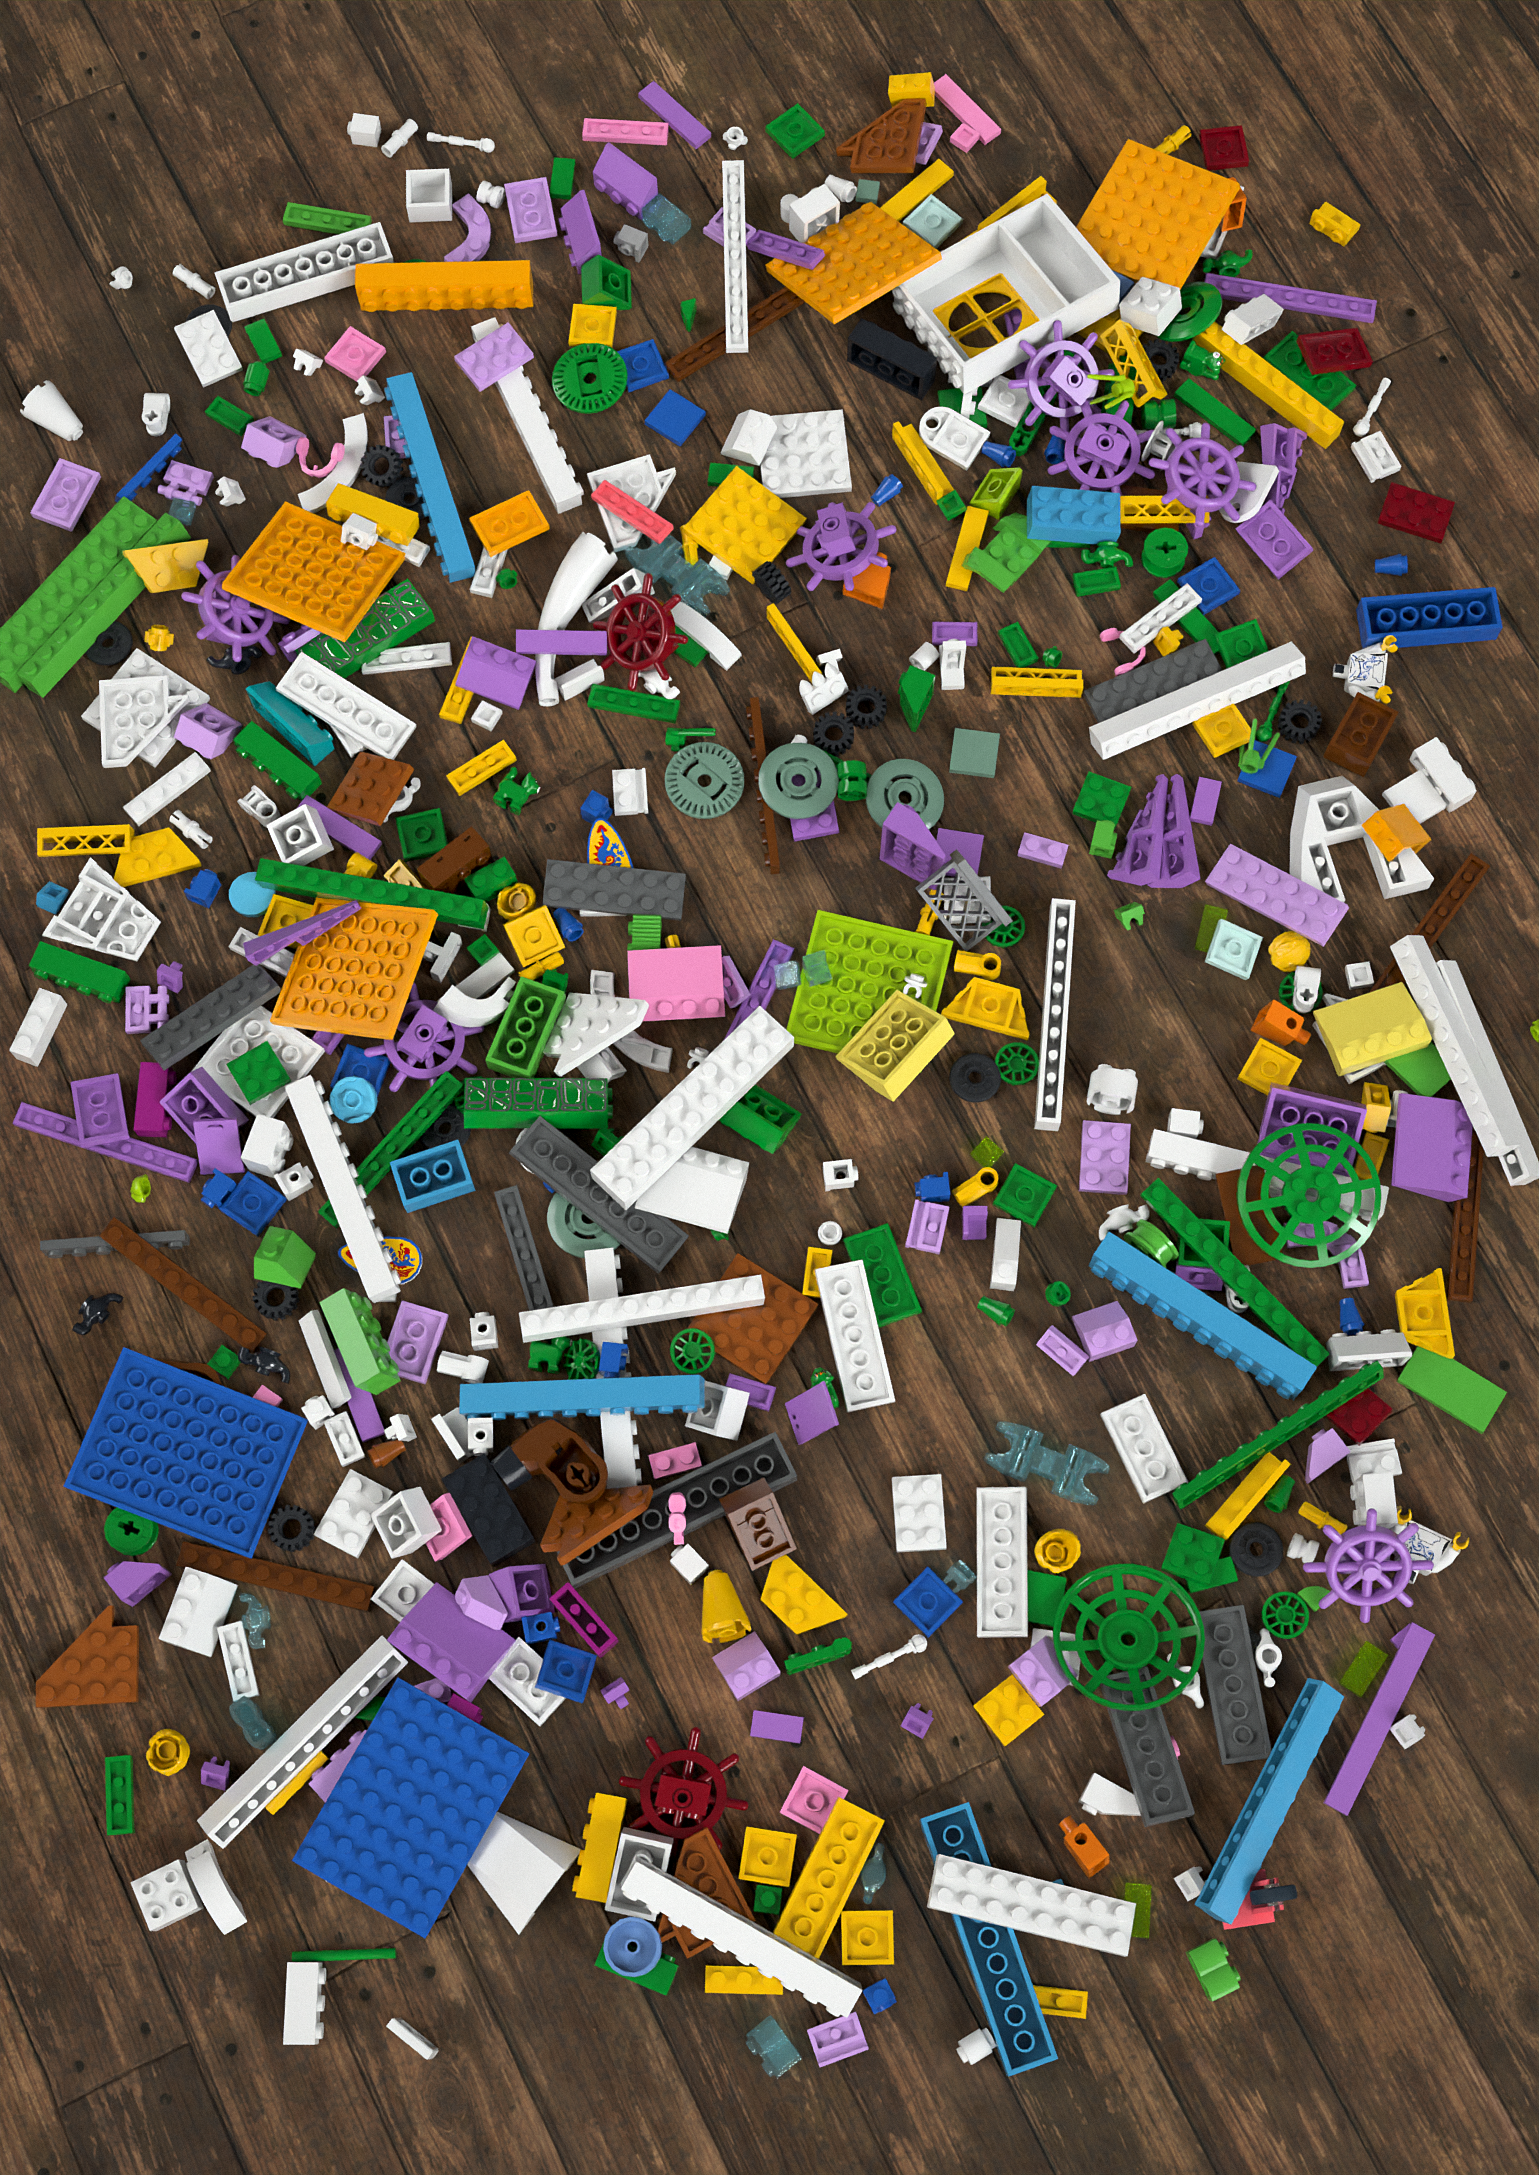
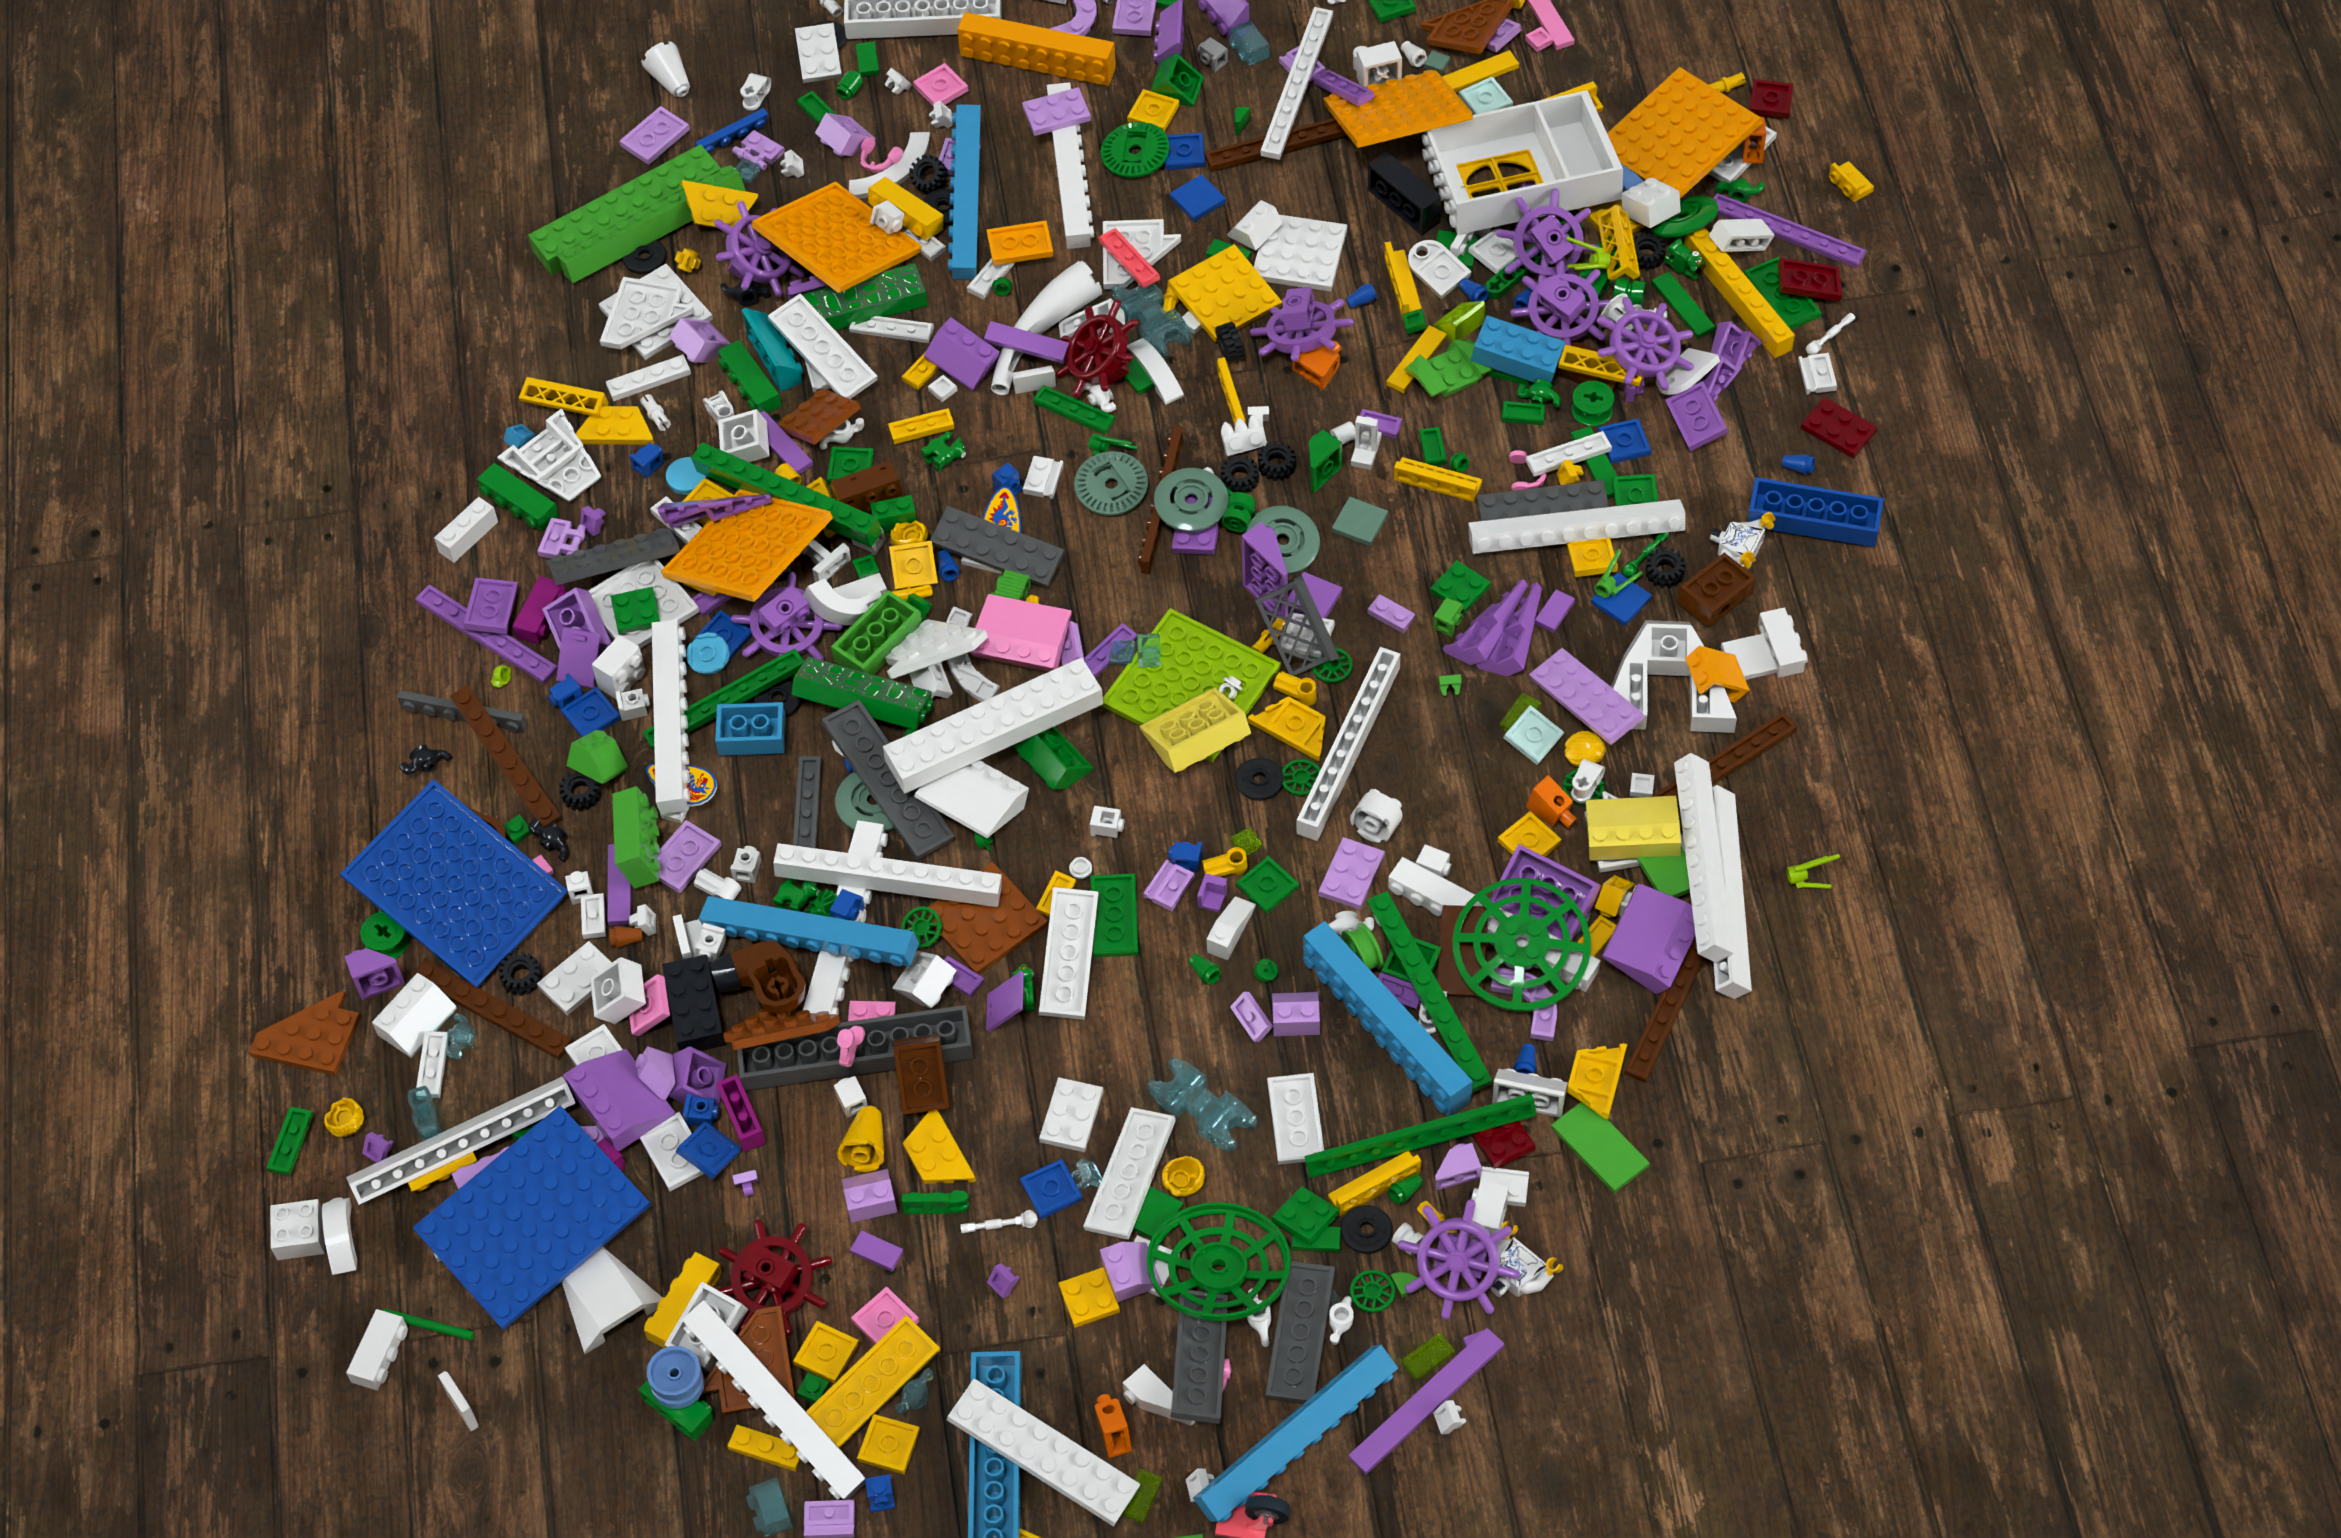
camera: 20 degrees right, 15 degrees down
(325, 1359) = (601, 848): white tile -> none

